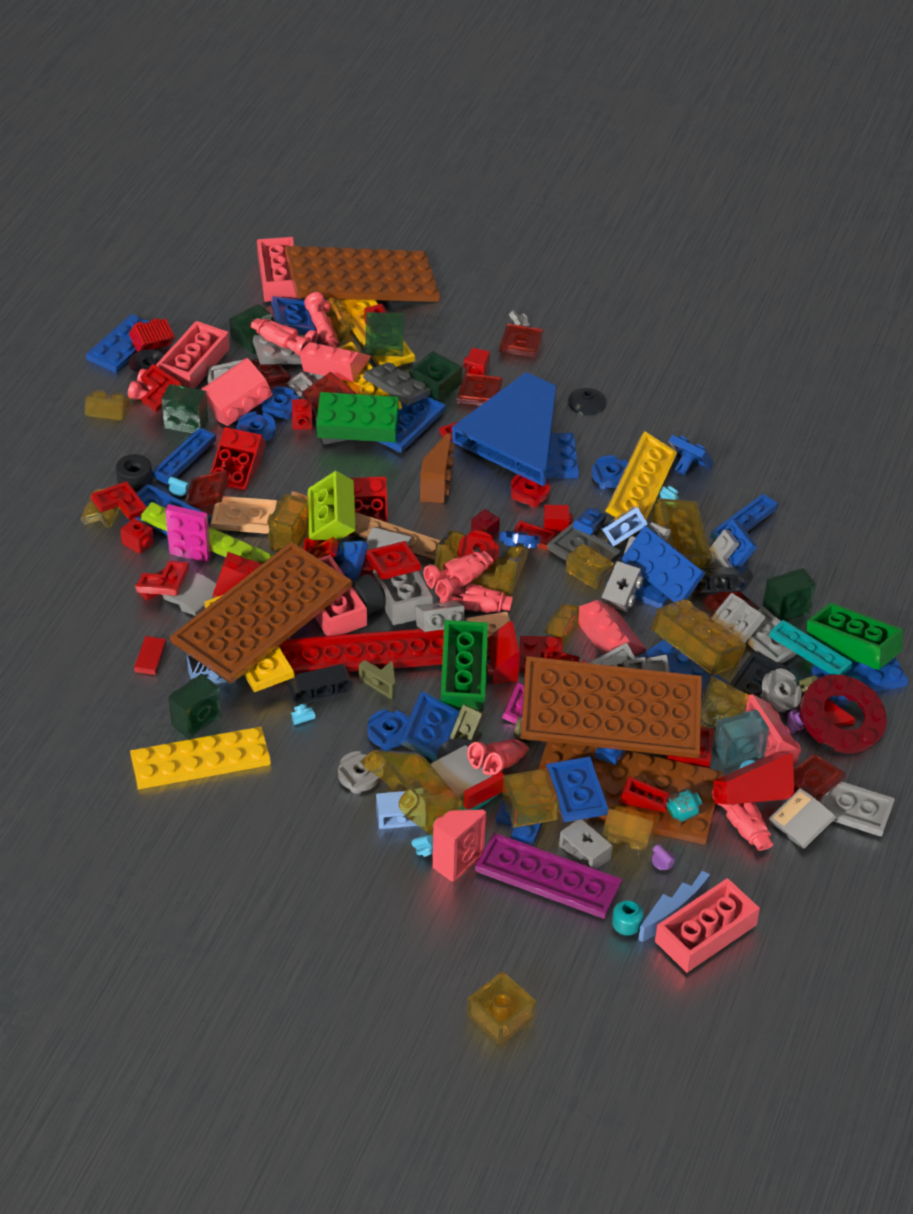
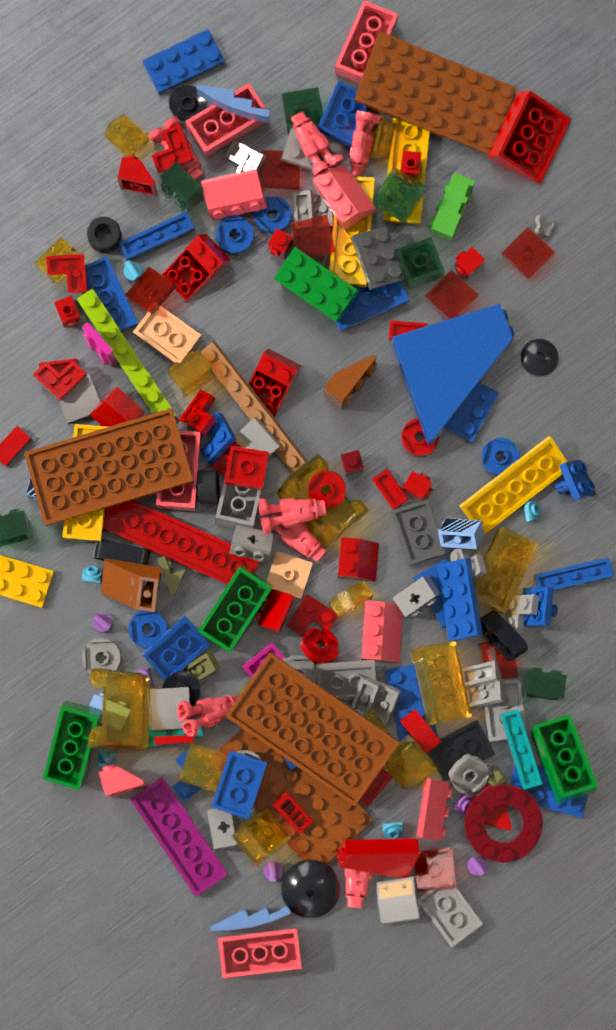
camera: 30 degrees right, 35 degrees up
(139, 418) = (135, 177): none -> red slope
(152, 334) = (206, 73): red brick -> none
(197, 332) = (226, 100): none -> medium blue slope
(331, 507) = (228, 384): lime slope -> none
(340, 744) = (102, 622): none -> medium lavender plate
(347, 694) = (132, 584): none -> dark orange slope
(385, 840) = (70, 748): none -> green brick
(431, 328) = (451, 207): none -> bright green wedge
(460, 273) = (529, 136): none -> red slope
(501, 1008) = (68, 934): clear yellow brick -> none
(512, 538) = (371, 504): blue plate -> none
(543, 591) = (358, 559): none -> red slope
(588, 565) = (408, 553): clear yellow bracket -> none
(589, 520) = (442, 505): blue plate -> none
(627, 917) = (200, 911): teal head -> none
(684, 804) = (313, 841): teal head -> none
(698, 855) = (315, 876): none -> black dish
(707, 671) = (420, 731): none -> red slope
(740, 738) = (401, 803): clear light blue brick -> none
(848, 761) = (477, 865): none -> medium lavender plate

